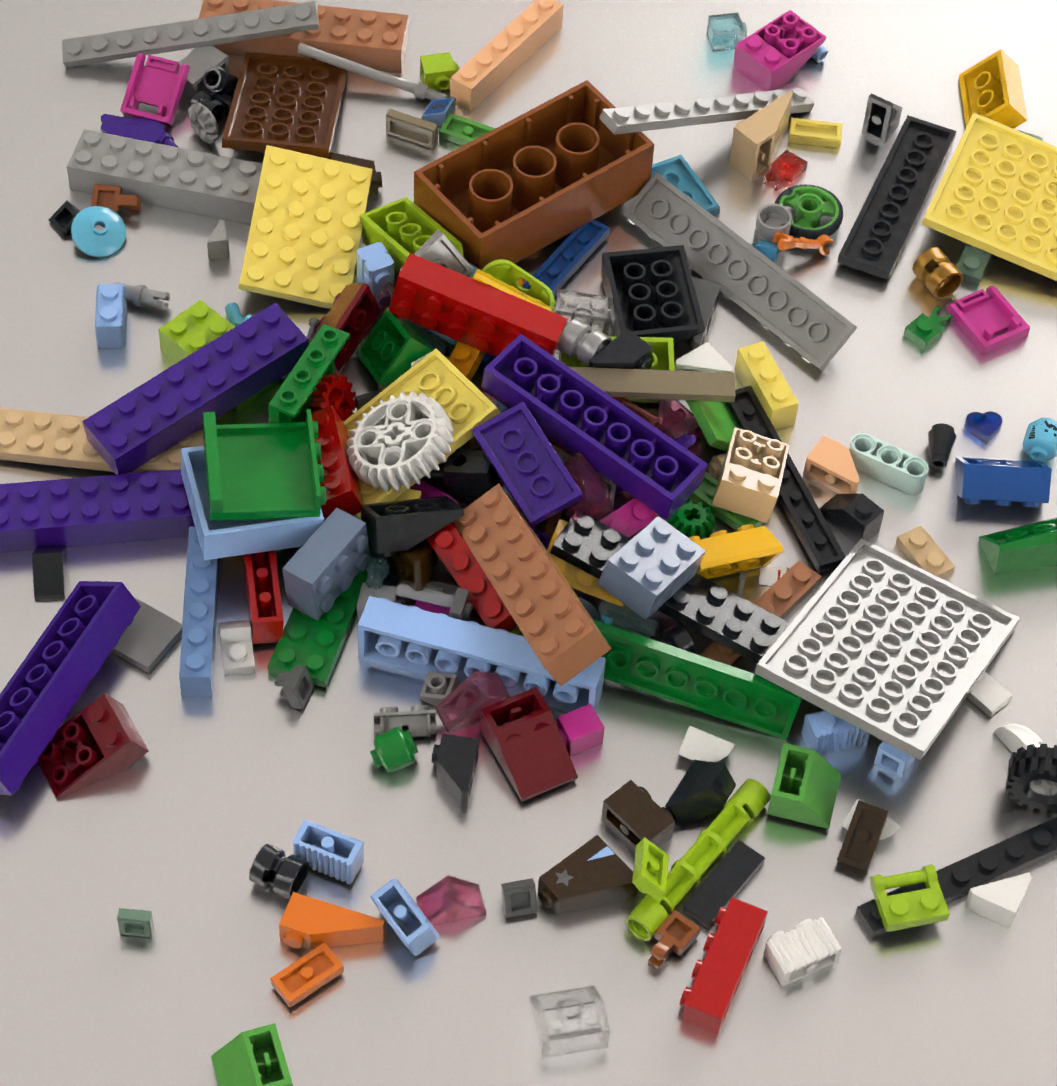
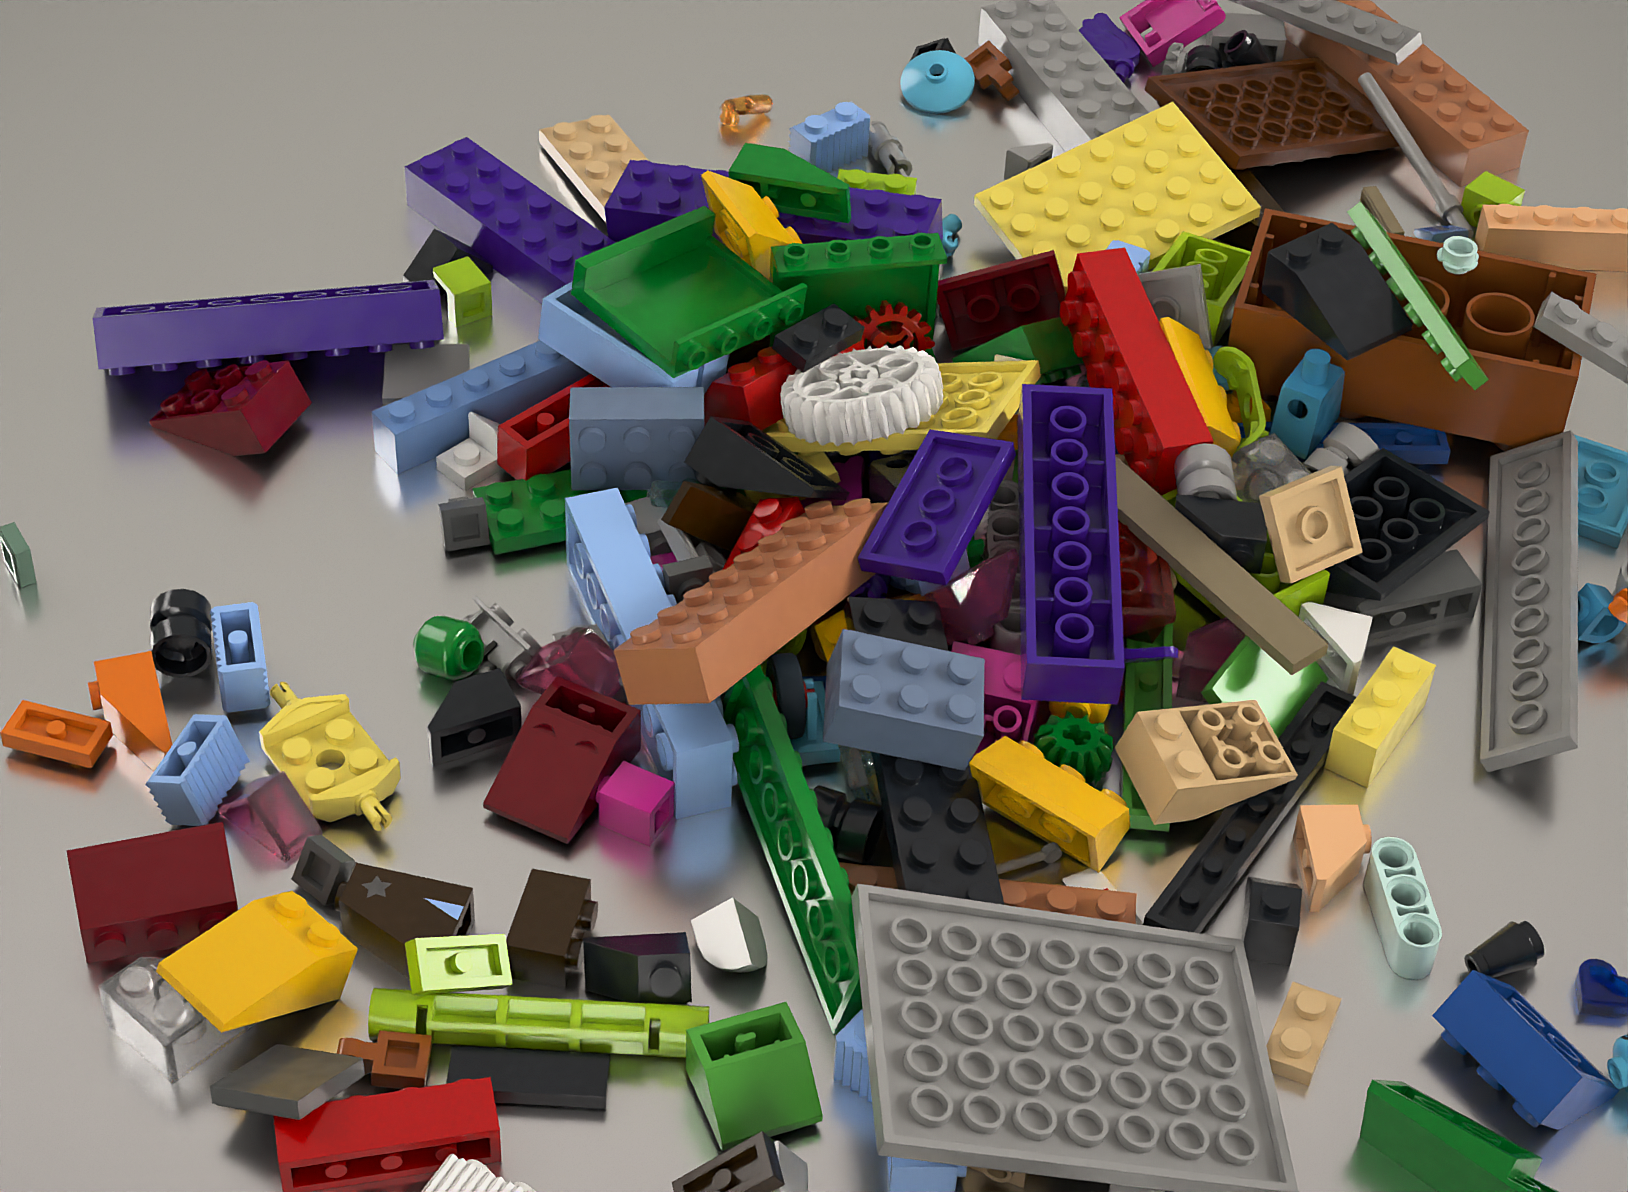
camera: 55 degrees right, 10 degrees down
(33, 337) = (744, 105): none -> clear orange arm
(86, 567) = (467, 291): none -> lime panel
(206, 362) = (792, 183): none -> green slope
(233, 403) = (746, 221): none -> yellow slope
(340, 431) = (818, 338): none -> black plate
(409, 844) = (321, 732): none -> light yellow plate
(489, 985) = (151, 890): none -> dark red slope
(519, 192) = (1334, 291): none -> black slope
(531, 122) = (1458, 255): none -> light aqua plate
(544, 252) = (1313, 387): none -> dark azure torso
(560, 166) = (1421, 306): none -> bright green plate
(580, 958) = (261, 963): none -> yellow slope
(586, 274) = (1343, 447): none -> light grey wheel
(653, 321) = (1310, 524): none -> tan tile
(665, 988) = (287, 1081): none -> dark grey tile

